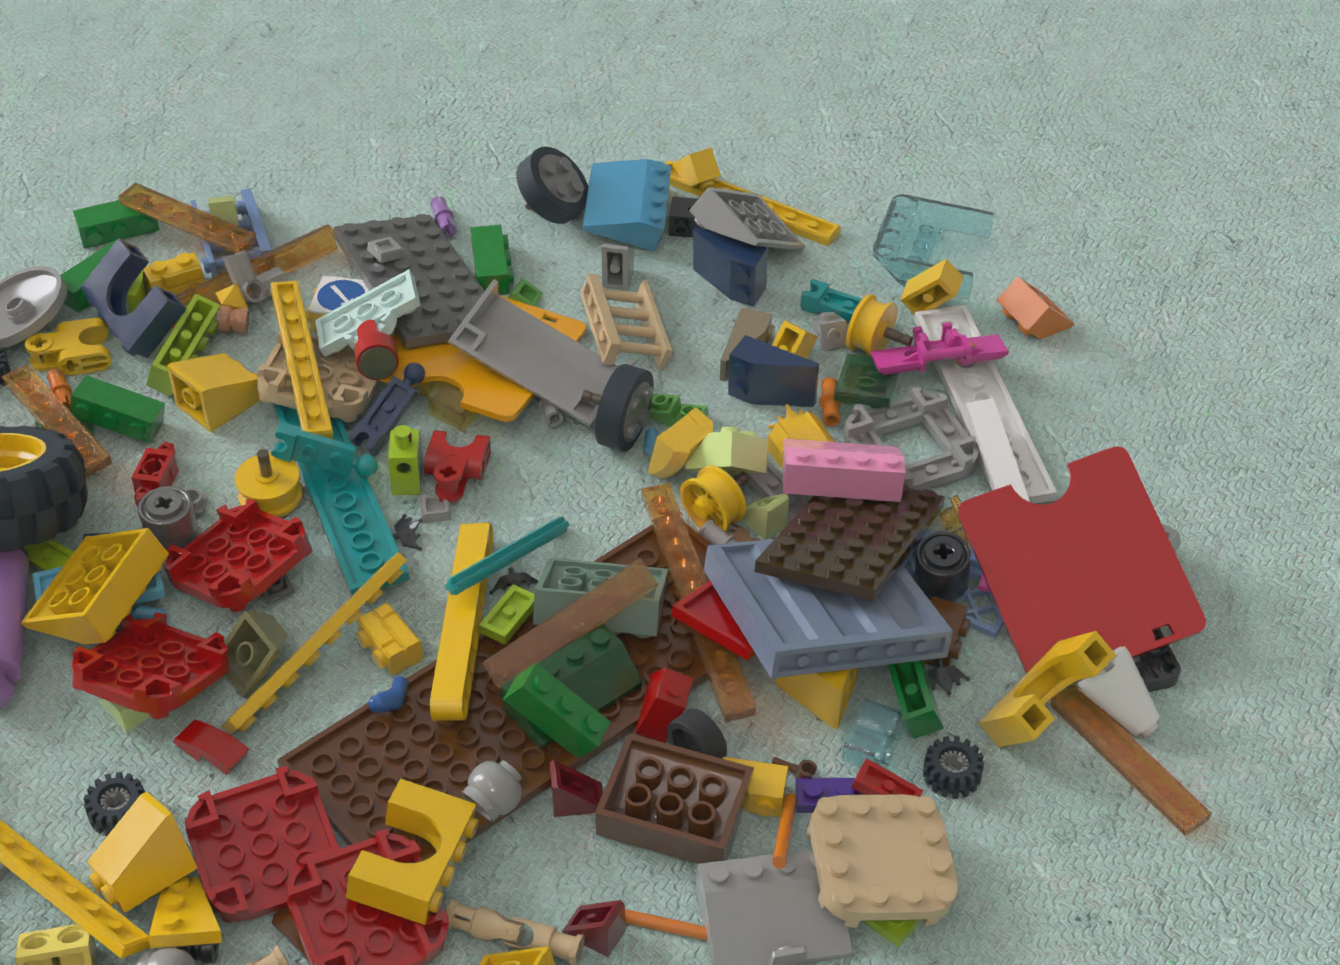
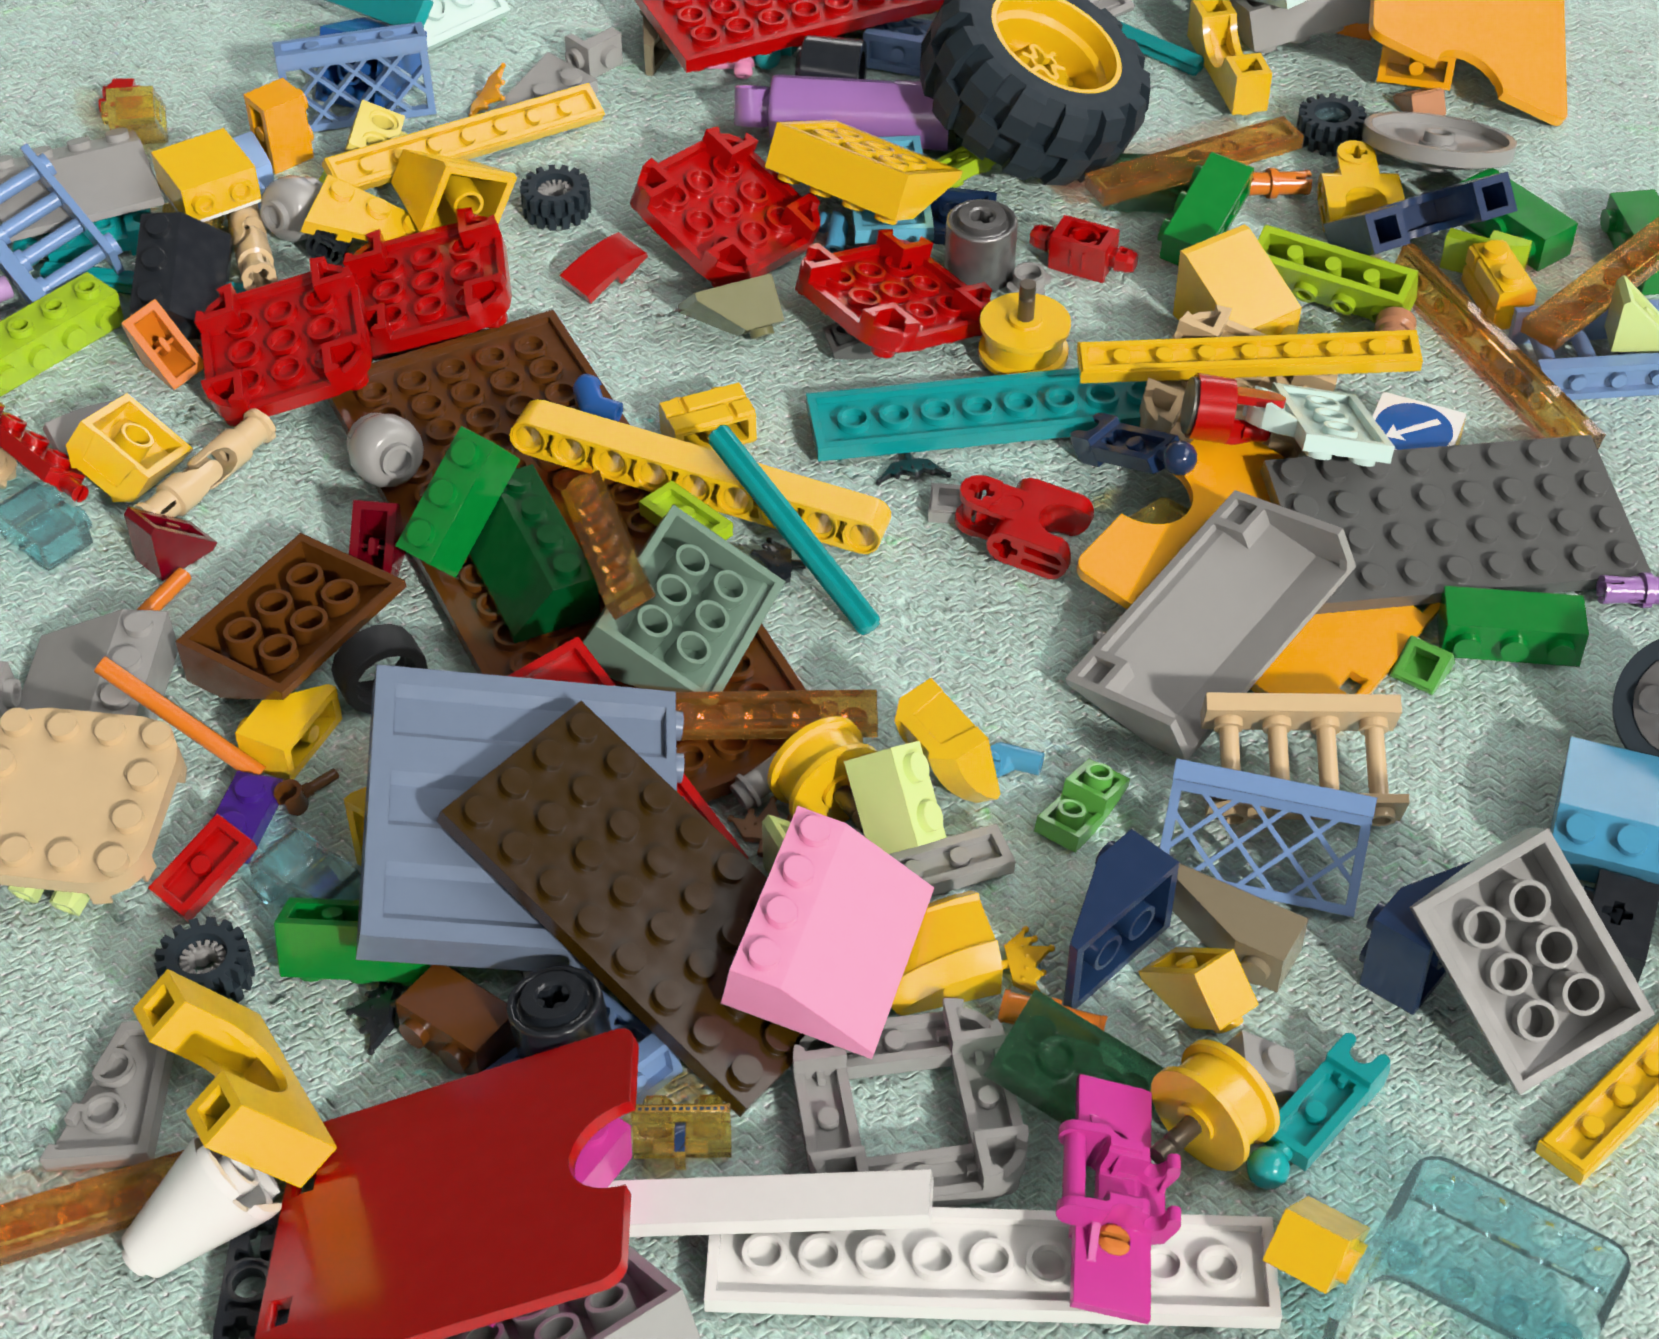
camera: 105 degrees right, 0 degrees up
(231, 297) = (1431, 327): yellow slope -> none
(242, 273) = (1471, 333): light grey piece -> none
(308, 652) = (727, 357): yellow plate -> none
(321, 452) = (1061, 339): teal plate -> none
(385, 249) = (1505, 471): light grey tile -> none
(405, 447) = (1037, 452): lime torso -> none
(415, 888) = (276, 340): yellow arch -> none
(617, 266) = (1472, 777): light grey slope -> none
(622, 407) = (1057, 691): black wheel -> none
(662, 703) = (464, 643): red slope -> none
(671, 325) = (1278, 795): none -> medium blue fence
(1059, 774) = (121, 1109): none -> light grey wing

